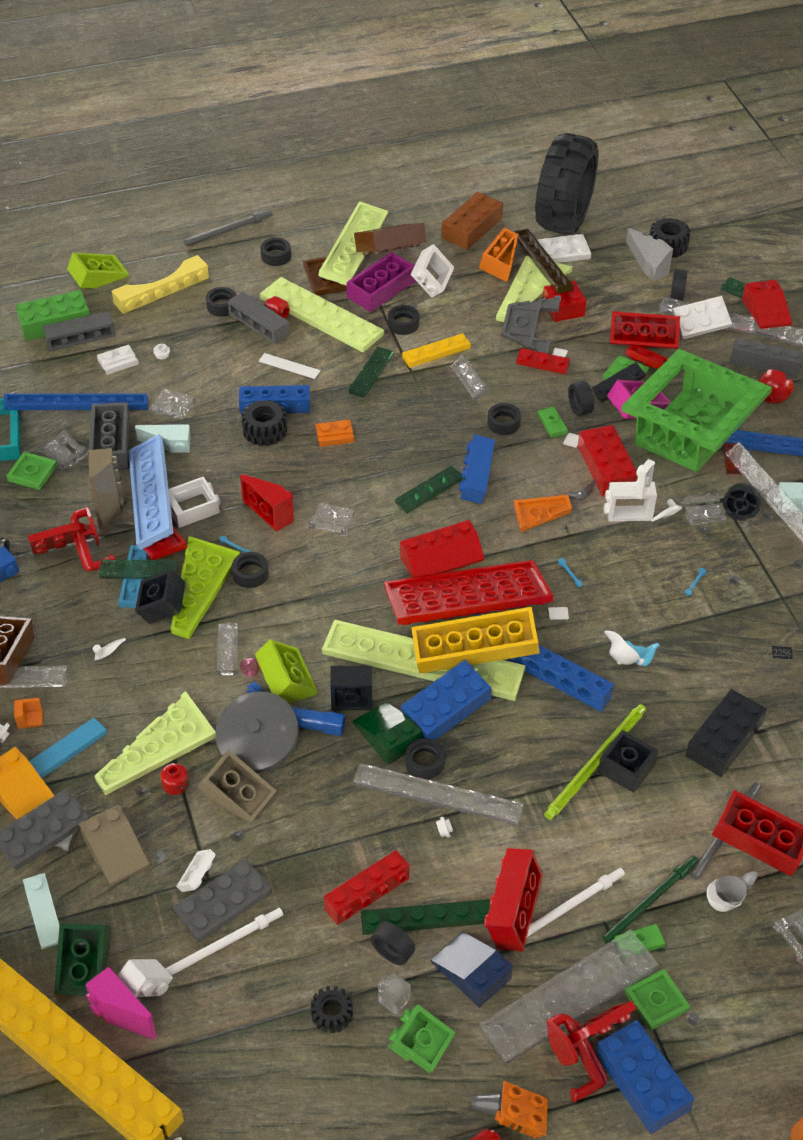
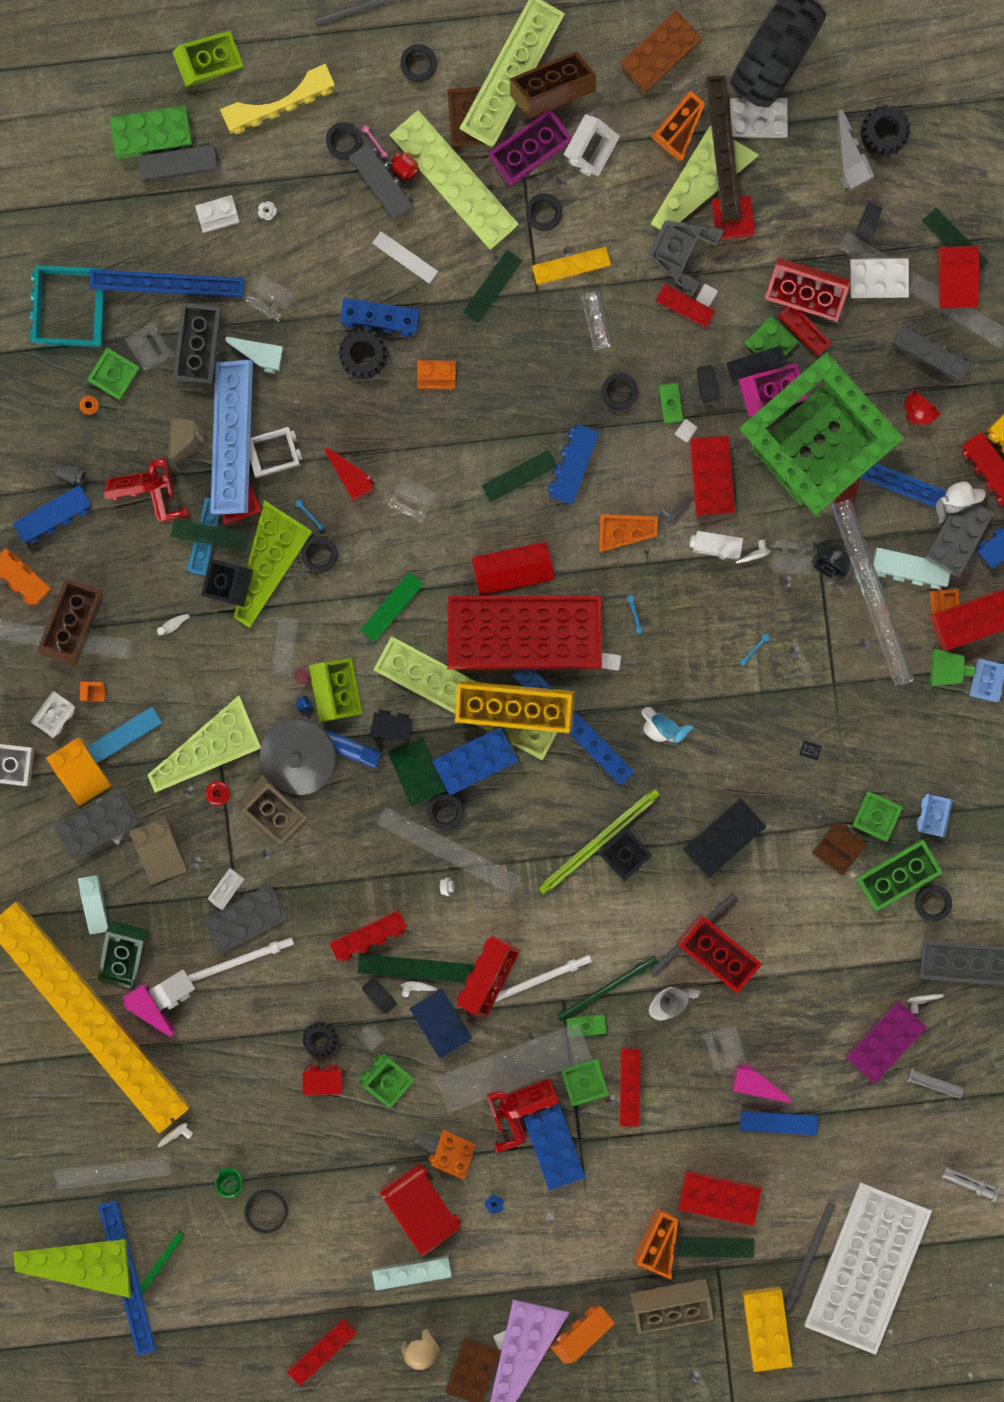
camera: 15 degrees right, 40 degrees up
(10, 496) = (89, 411): none -> orange plate
(329, 601) = (391, 607): none -> green tile
(344, 1047) = (322, 1080): none -> red brick
(434, 934) = (417, 986): none -> white bar
(712, 993) = (629, 1086): none -> red brick

